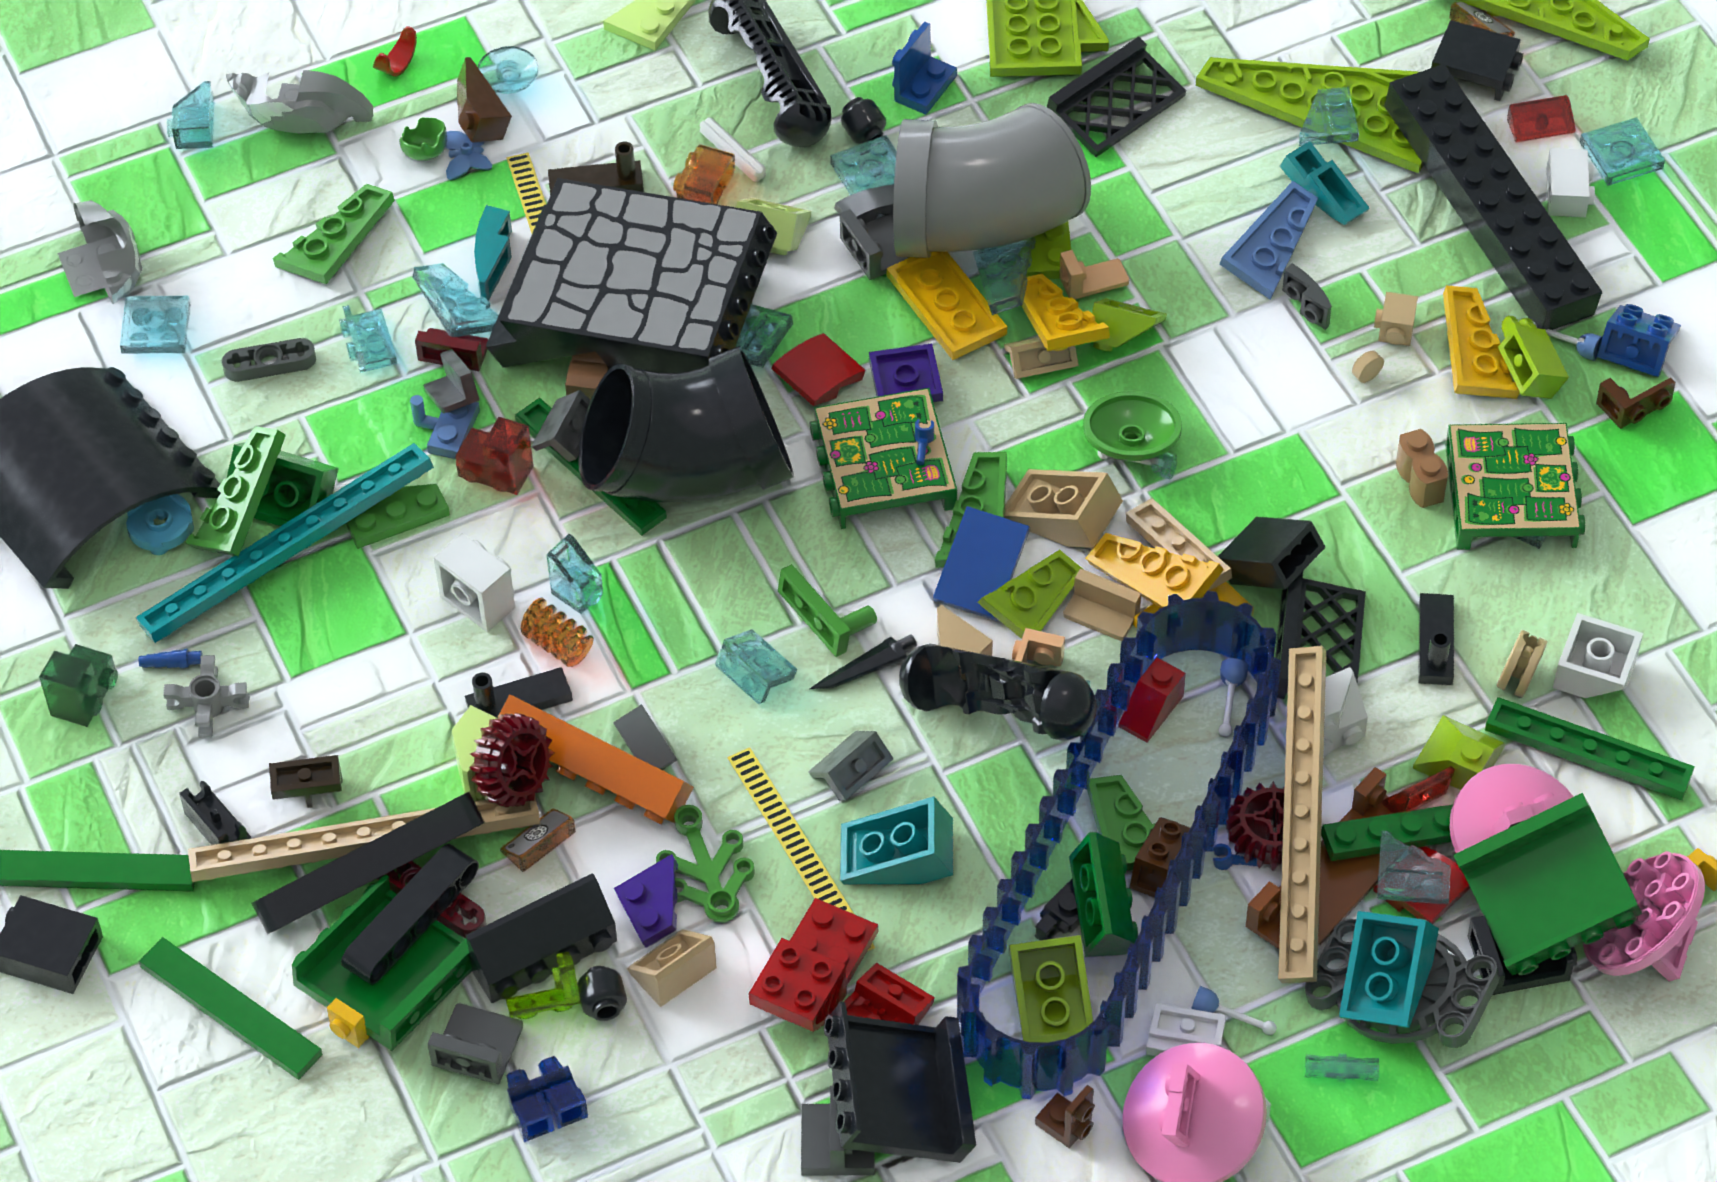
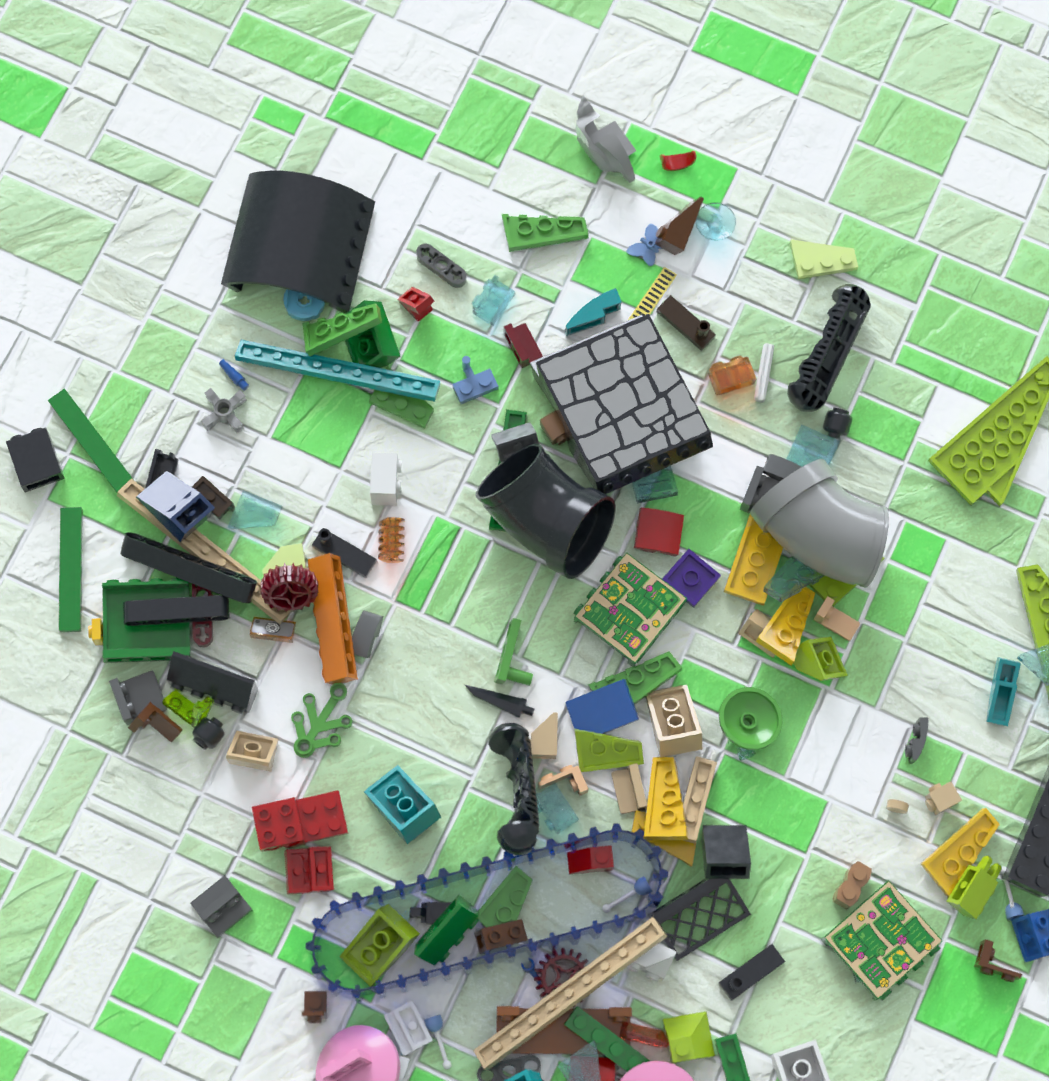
camera: 45 degrees right, 20 degrees up
(77, 683) = (181, 348): clear green brick -> none
(107, 259) = (432, 134): light grey animal -> none
(155, 324) = (415, 195): clear light blue plate -> none
(193, 119) = (553, 101): clear light blue slope -> none
(279, 812) = (176, 505): none -> slope
(290, 409) = (416, 303): none -> red slope
(369, 753) = (254, 512): none -> clear light blue wing
(425, 140) = (634, 220): bright green hair -> none
(452, 302) = (548, 324): clear light blue wing -> none
(454, 389) = (493, 366): flat silver panel -> none
(498, 457) = (469, 424): clear red brick -> none
(533, 1036) = (158, 720): none -> reddish brown bracket
(545, 1099) = (131, 756): clear blue hips -> none
(573, 575) = (428, 522): clear light blue slope -> none
(651, 900) = (278, 712): dark purple wing -> none
(753, 664) = (453, 648): clear light blue bracket -> none
(787, 221) = (731, 432): yellowish green slope -> none
(787, 830) = (372, 748): light yellow sticker -> none
(853, 763) = (434, 742): flat silver panel -> none
(900, 1087) = (262, 915): black panel -> none
(919, 76) = (894, 426): blue bracket -> none
(923, 437) = (647, 624): blue hand -> none
(1104, 75) = (968, 518): black fence -> none
(1270, 241) = (935, 693): medium blue wing -> none
(1522, 662) = (765, 1031): tan head -> none

